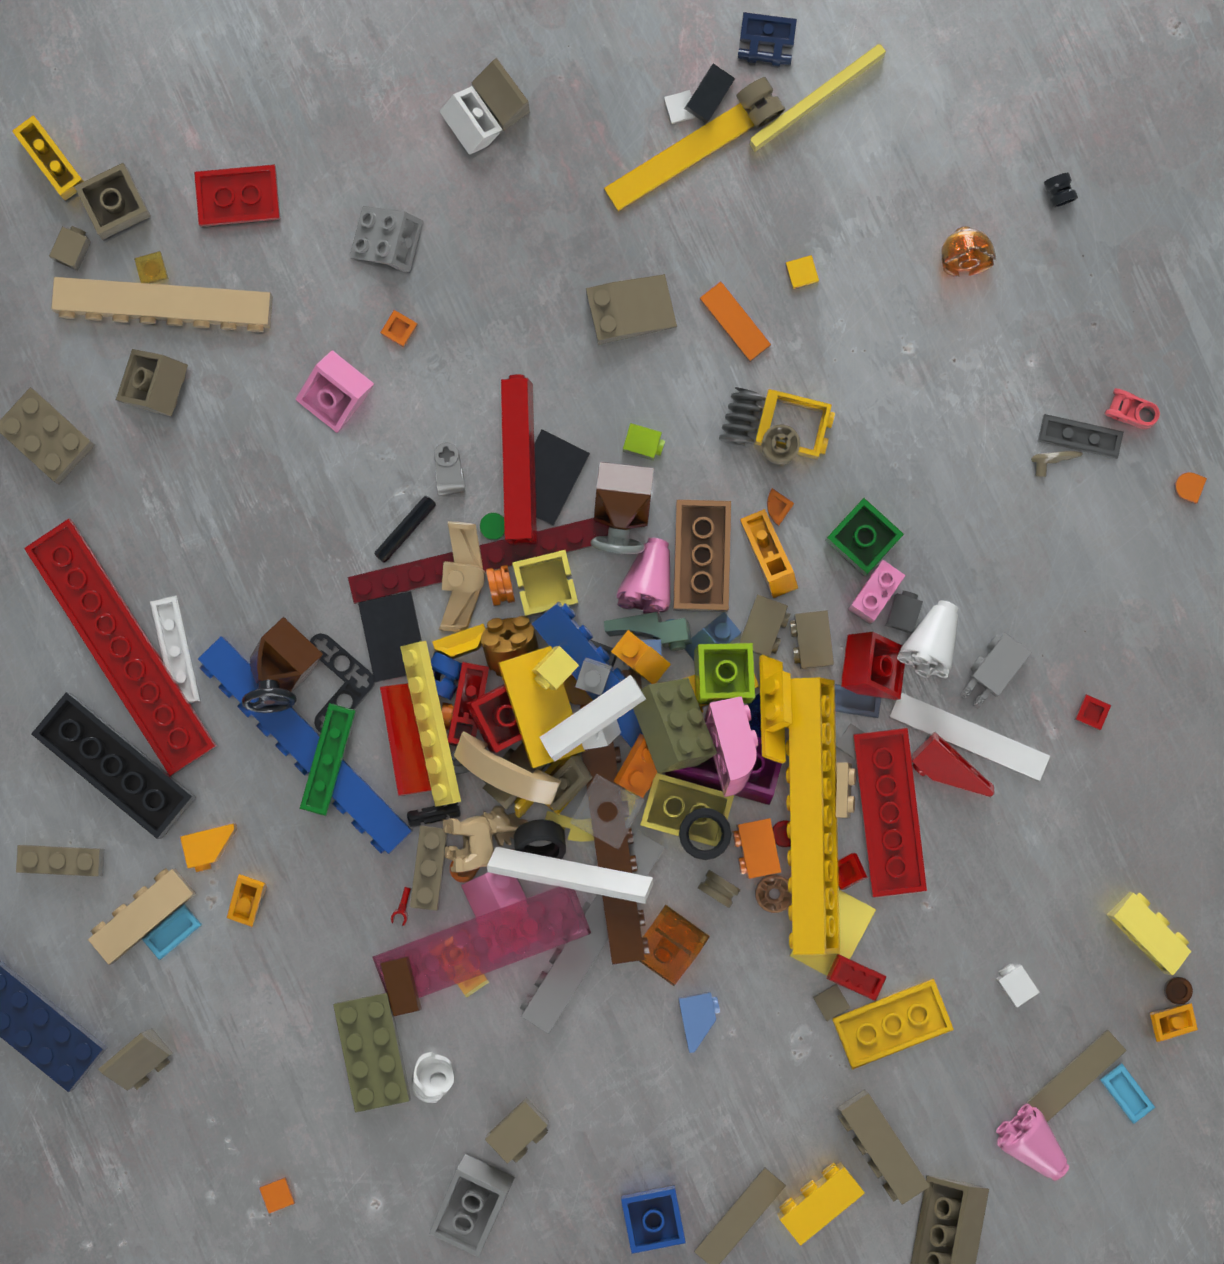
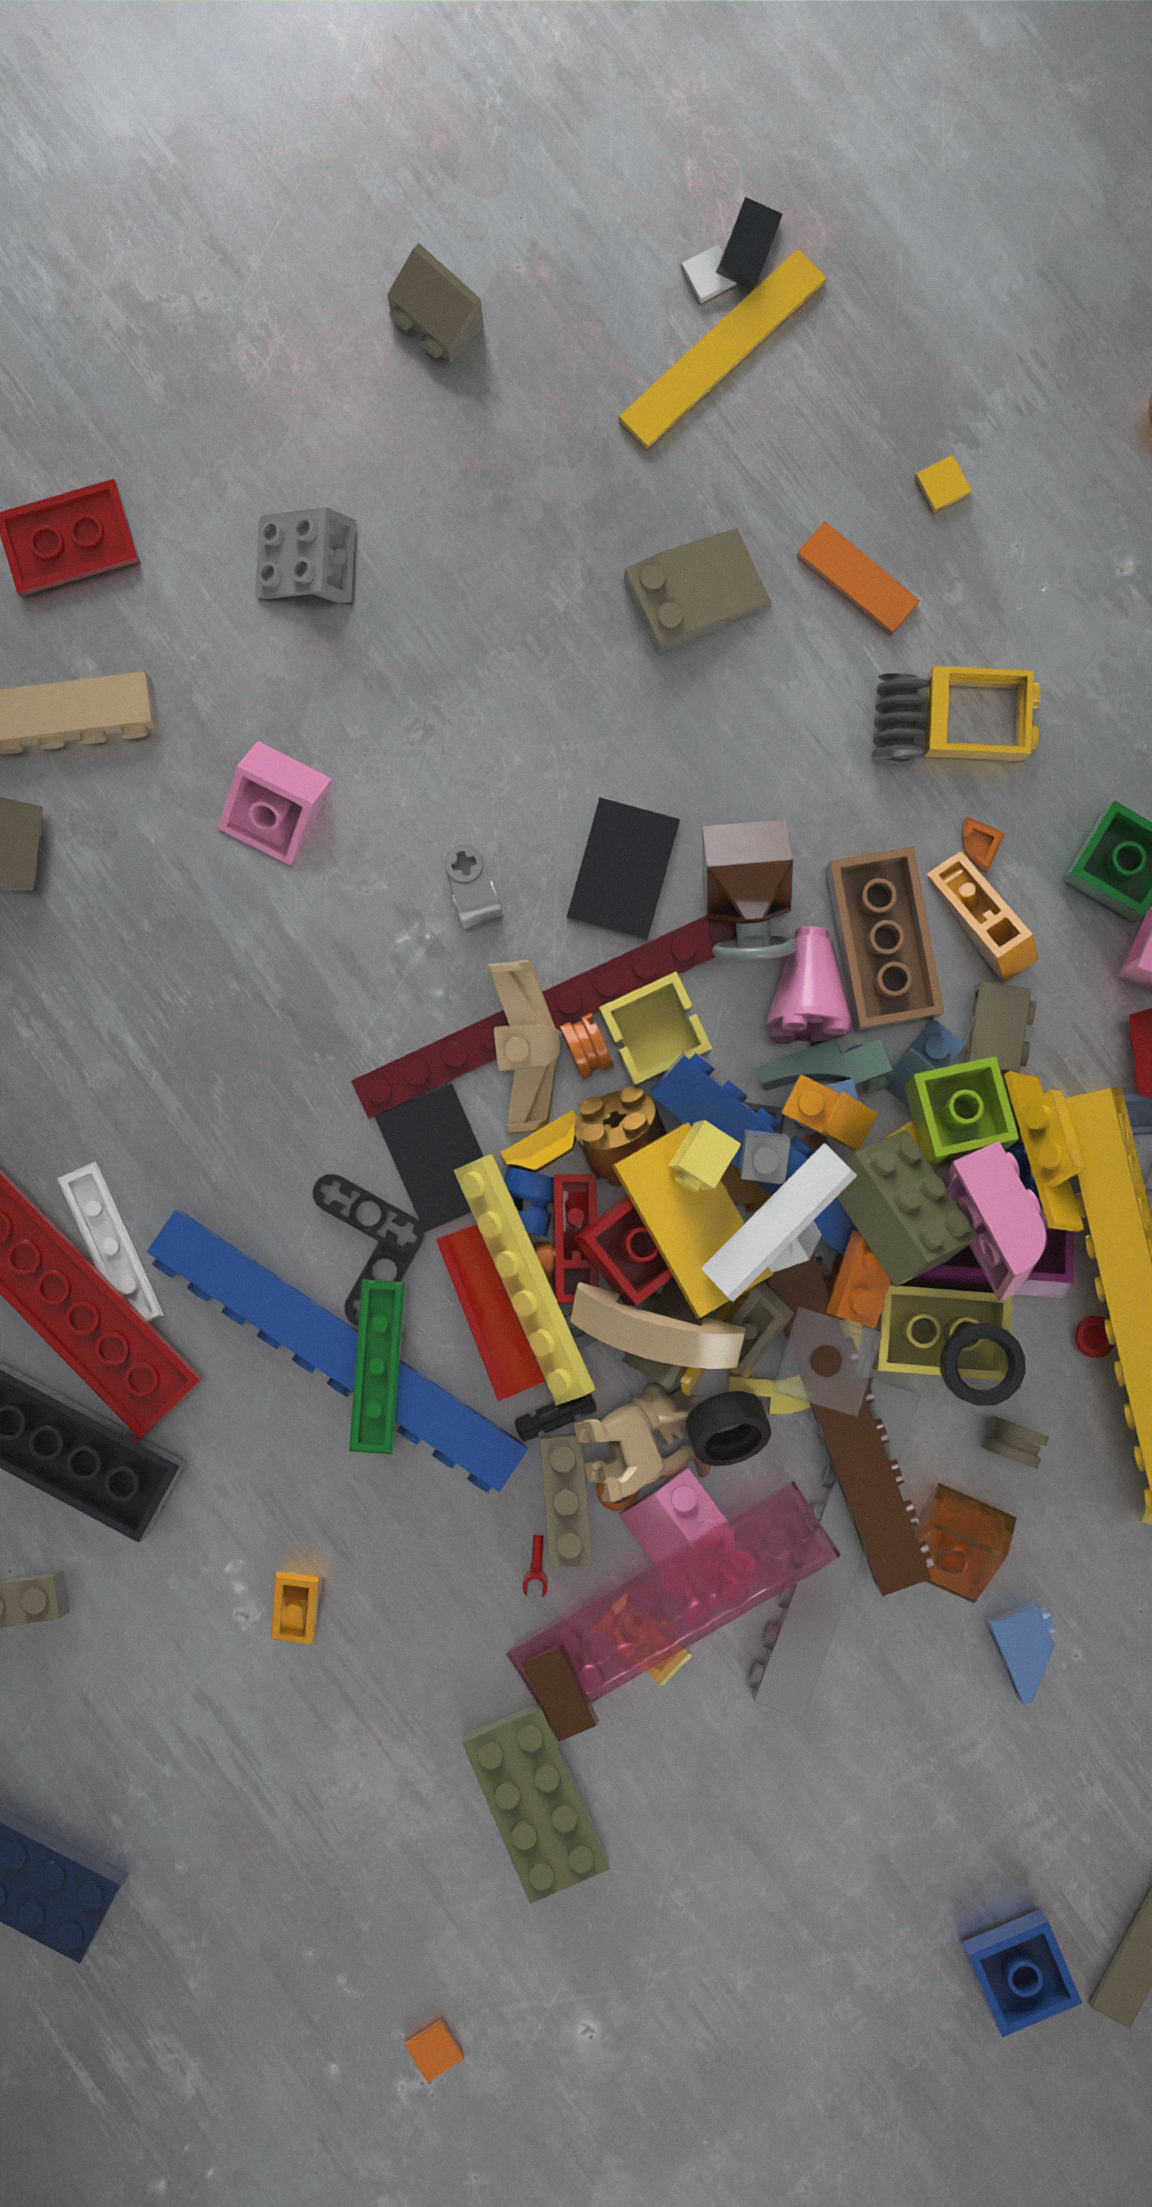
camera: 15 degrees left, 0 degrees up
(137, 1060) = (177, 1891): dark tan slope -> none
(142, 916) = (139, 1664): tan brick -> none
(172, 932) = (191, 1677): medium azure tile -> none
(206, 846) = (217, 1536): light orange slope -> none
(279, 666) = (273, 1239): reddish brown piece -> none
(399, 328) = (352, 689): orange tile -> none
(405, 528) = (423, 990): black axle -> none
(432, 1077) = (636, 1822): white hair -> none
(470, 120) = (397, 352): white brick -> none
(471, 1205) = (737, 2005): light grey slope -> none
(492, 526) = (556, 959): green tile -> none
(517, 1131) = (786, 1881): dark tan brick -> none
(518, 460) = (575, 850): red brick -> none
(570, 875) = (791, 1471): white tile -> none
(643, 442) = (758, 786): lime brick -> none
(754, 95) = (817, 232): dark tan wheel -> none
(757, 848) = (1064, 1369): orange brick -> none
(765, 901) = (1116, 1429): medium nougat wheel -> none
(770, 31) = (818, 132): dark blue plate -> none
(785, 433) = (953, 743): dark tan wheel -> none
(813, 639) = (1076, 1033): dark tan brick -> none
(817, 97) = (912, 216): light yellow tile -> none

